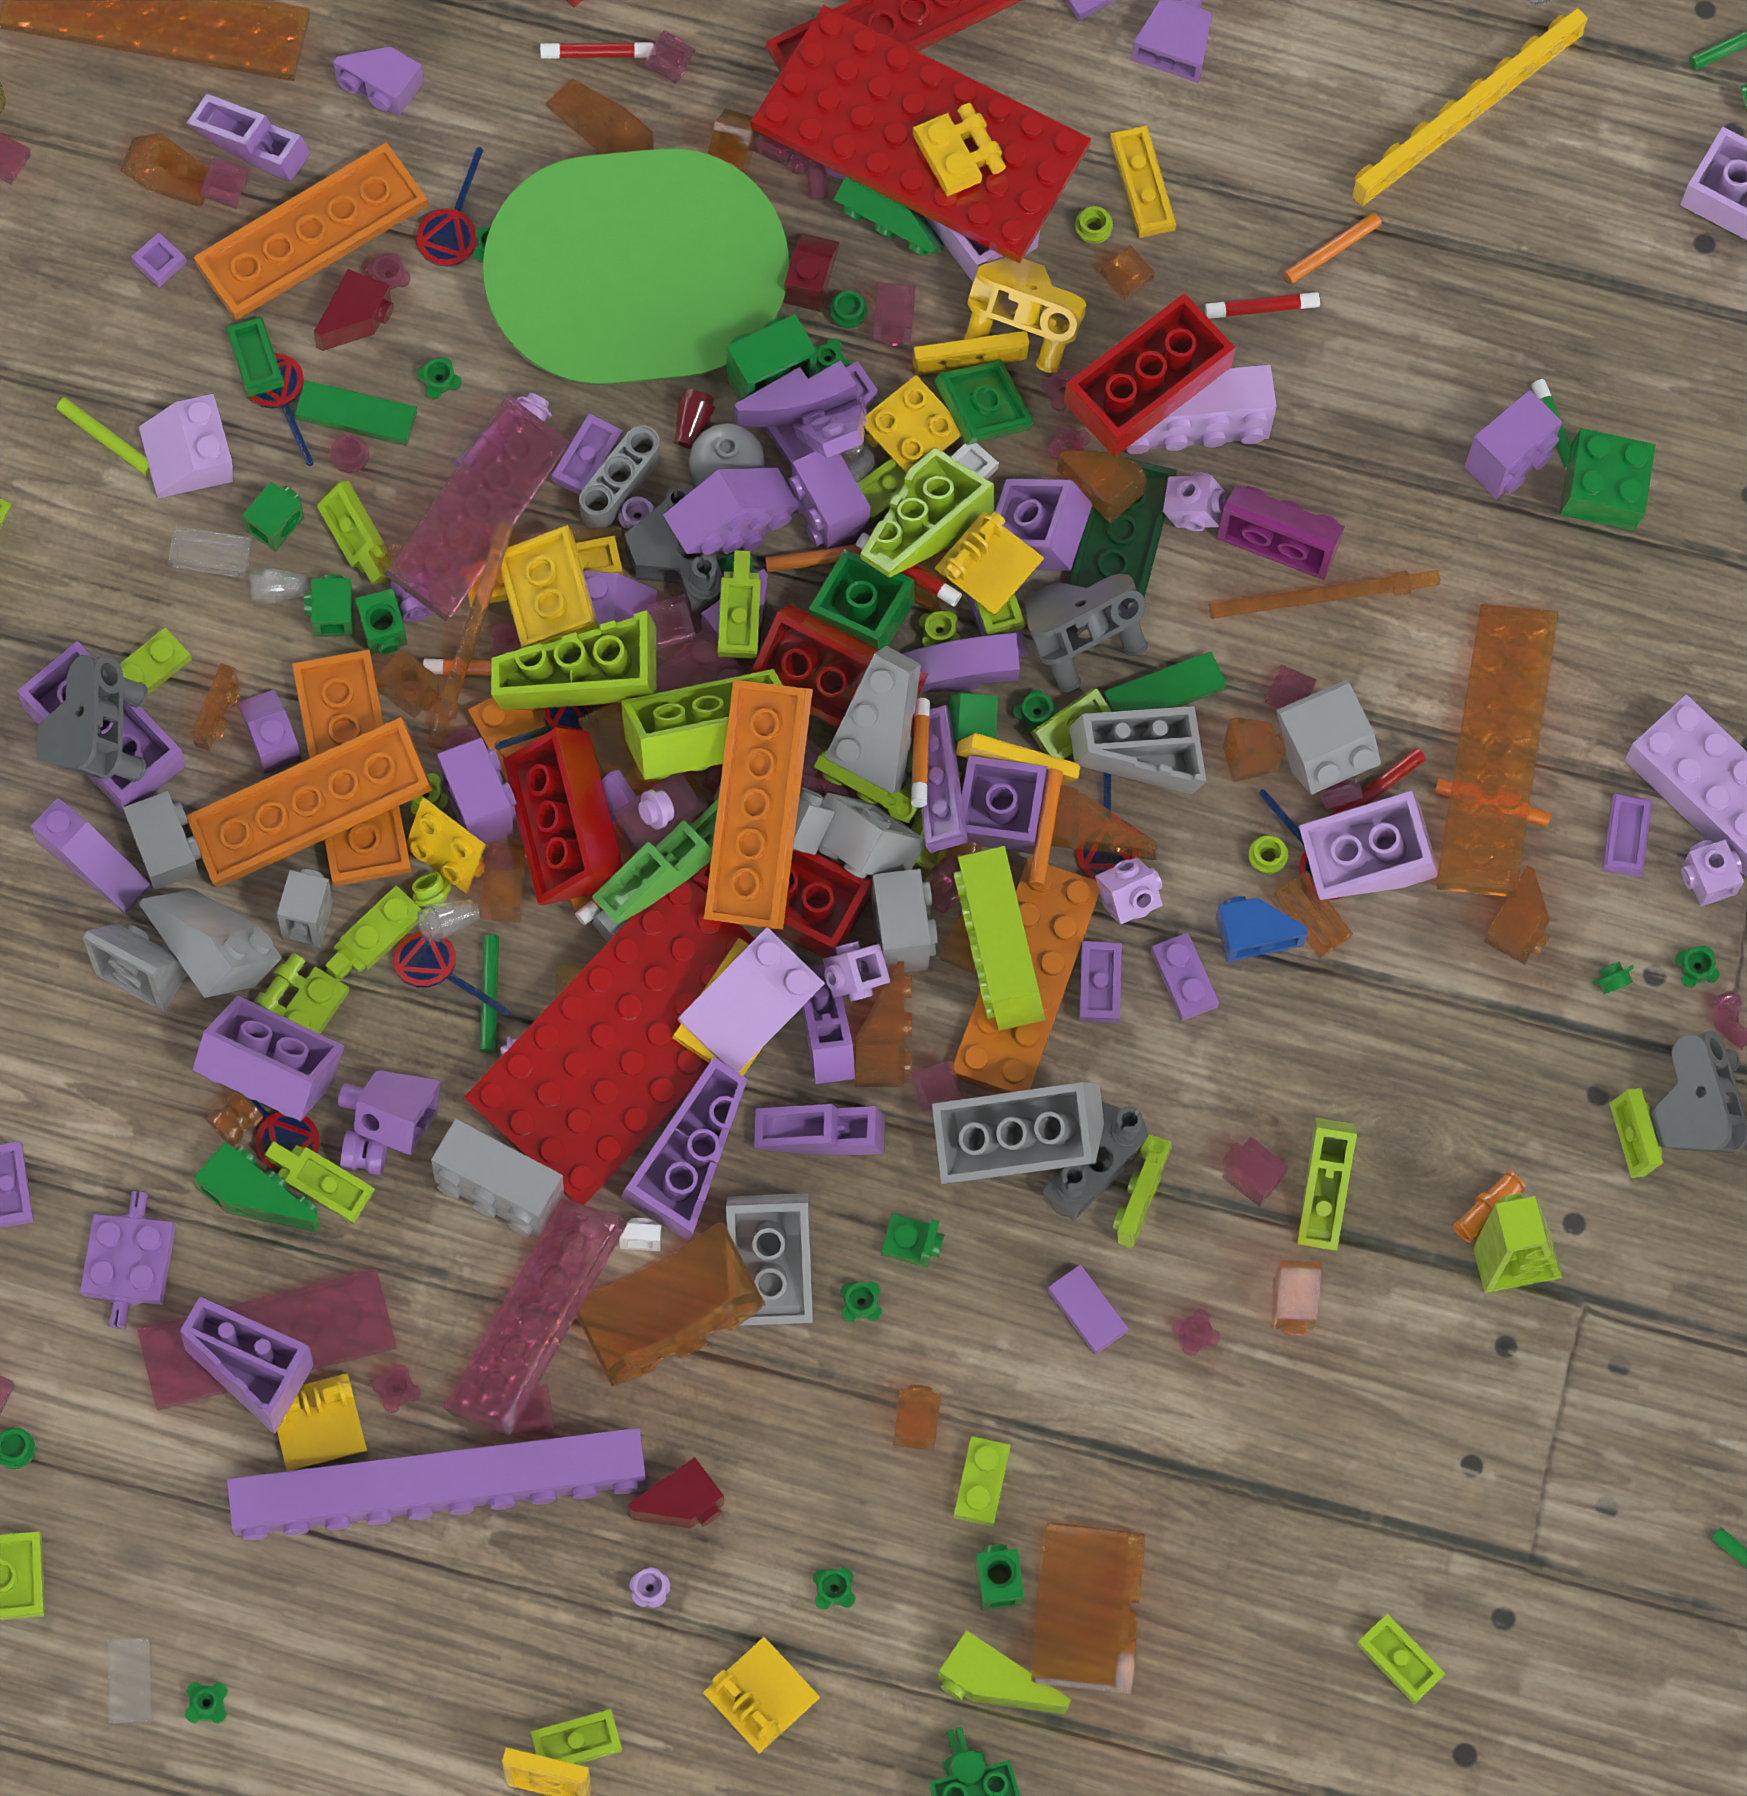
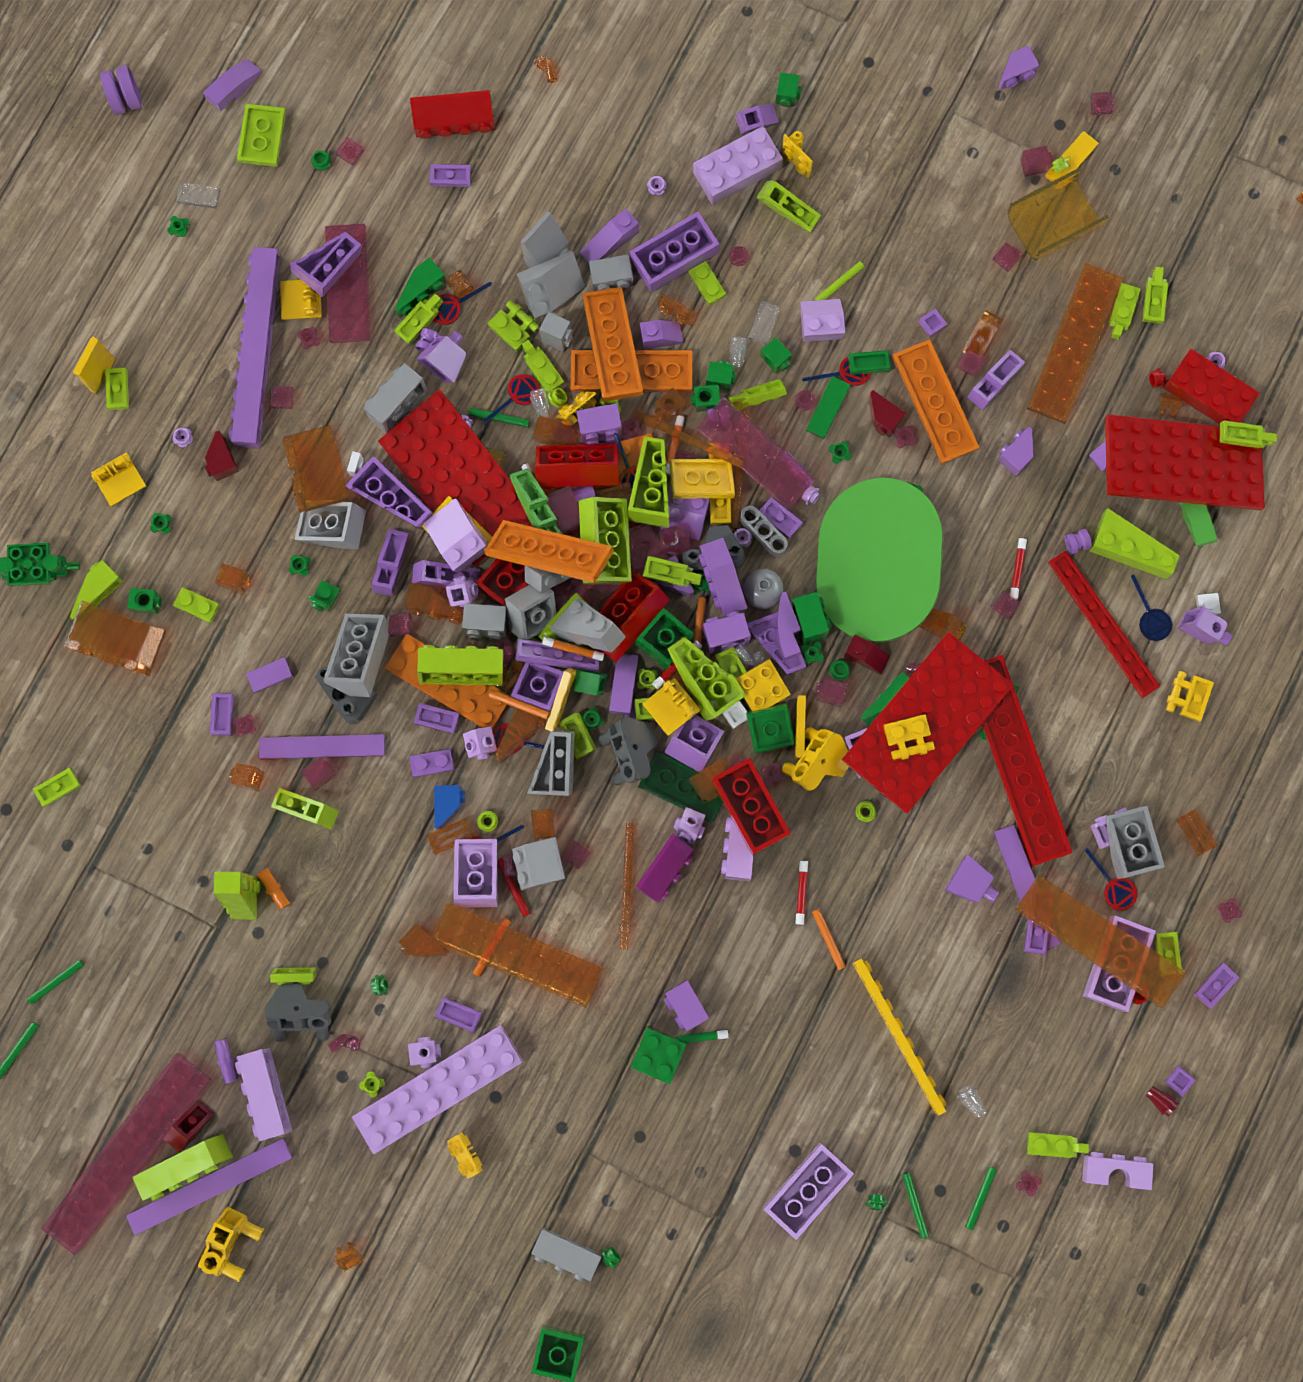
camera: 110 degrees right, 10 degrees up
(72, 731) = (663, 228): dark grey piece -> none
(83, 620) = (738, 256): none -> clear pink plate
(128, 1259) = (401, 225): medium lavender plate -> none
(268, 1058) = (481, 301): medium lavender brick -> none
(448, 235) = (923, 472): piece -> none
(535, 1316) = (325, 406): clear pink plate -> none
(600, 120) = (971, 562): clear orange slope -> none
(656, 808) = (562, 504): lavender plate -> none
(692, 416) = (792, 576): dark red cone -> none
(835, 429) = (760, 639): medium lavender wing -> none
(1127, 272) = (835, 823): clear orange tile -> none
(1142, 181) = (888, 844): yellow tile -> none
(1143, 1189) = (323, 715): lime hinge -> none
(1170, 686) = (590, 789): green tile -> none
(1183, 1382) = (222, 714): none -> medium lavender tile
(1201, 1182) = (322, 746): none -> medium lavender tile
(1701, 955) = (373, 1037): green plate -> none

